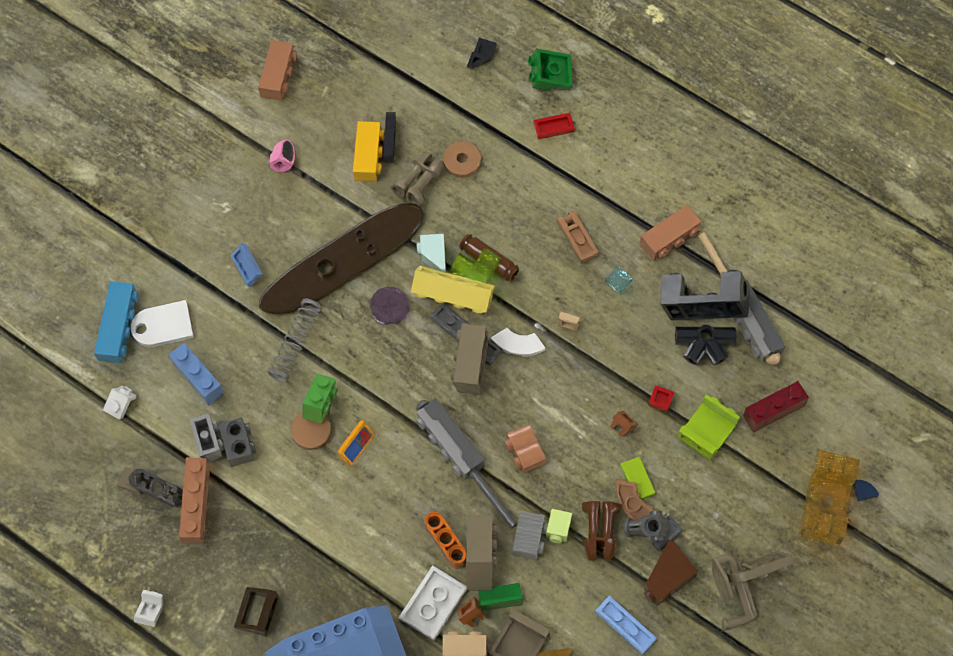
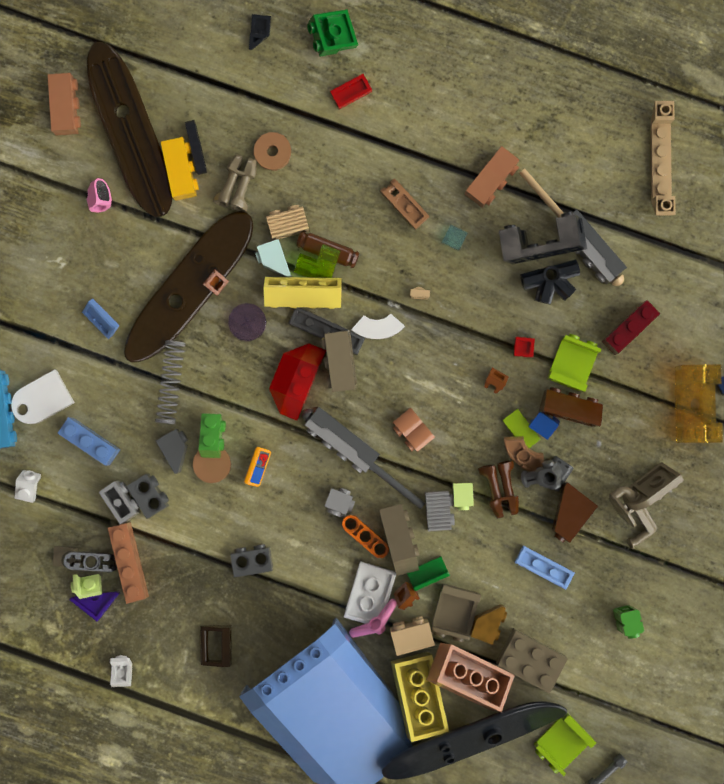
camera: 10 degrees left, 20 degrees up
(144, 514) = (86, 586): none -> yellowish green bracket
(147, 536) = (95, 605): none -> dark purple tile
(278, 403) = (174, 449): none -> dark grey slope
(319, 539) = (253, 565): none -> dark grey brick
(331, 115) = (132, 136): none -> dark brown piece
(368, 256) = (213, 279): none -> dark orange slope
(420, 370) = (295, 379): none -> red wedge
(428, 498) = (339, 502): none -> light grey brick
(430, 631) = (376, 624): none -> bright pink piece
(457, 223) = (287, 223): none -> tan brick
(662, 476) = (544, 425): none -> blue panel
(693, 468) = (571, 407): none -> reddish brown slope
(845, 255) = (660, 144): none -> tan slope

